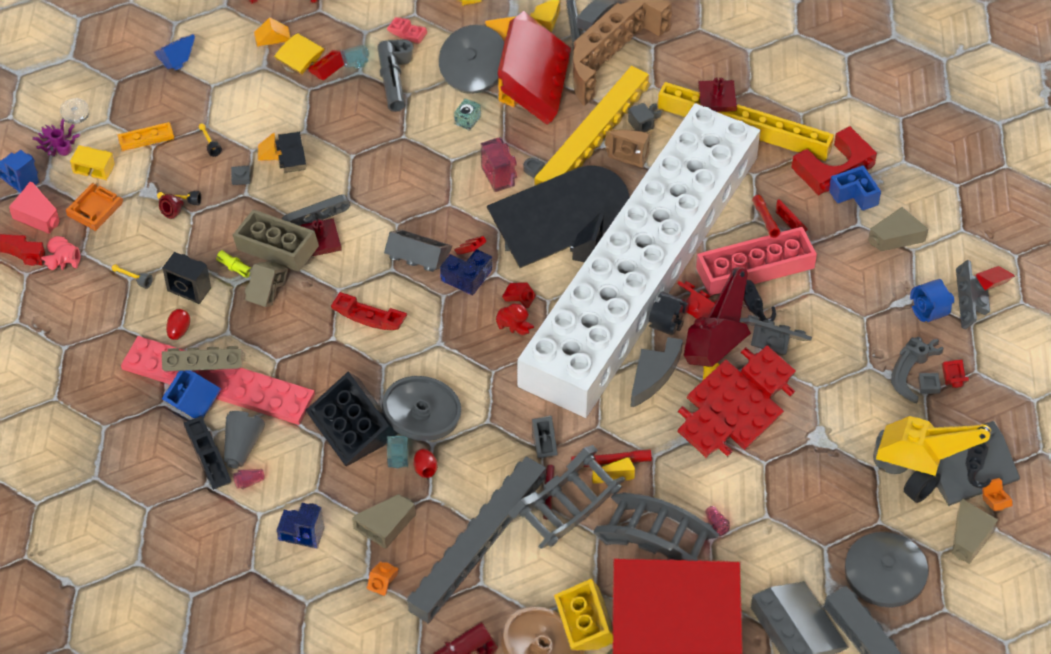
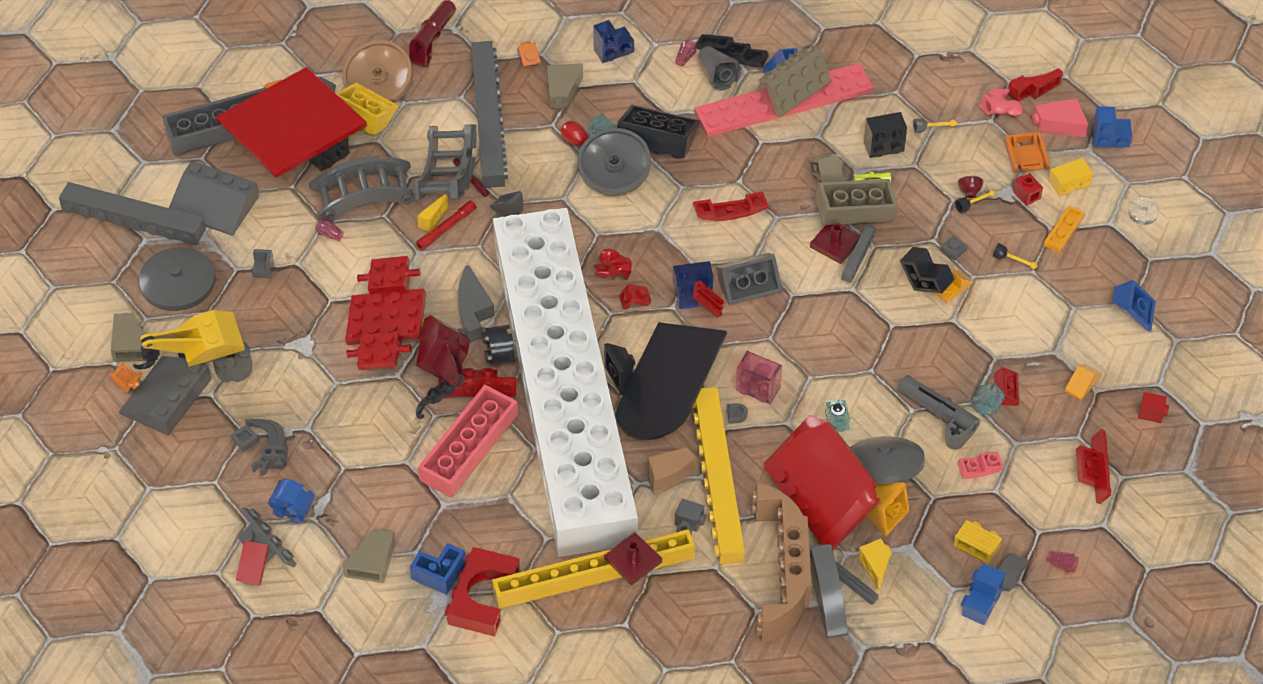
camera: 140 degrees right, 0 degrees up
(56, 139) = (1119, 174): magenta animal -> none
(134, 174) = (1028, 189): none -> red brick
(177, 324) = (855, 110): red animal -> none
(299, 53) = (1039, 377): yellow slope -> none
(761, 207) = (477, 465): red piece -> none
(775, 337) = (397, 379): dark grey bracket -> none
(788, 216) = (476, 511): red slope -> none
(800, 525) = (263, 263): none -> dark grey panel
(954, 373) = (226, 456): red bracket -> none

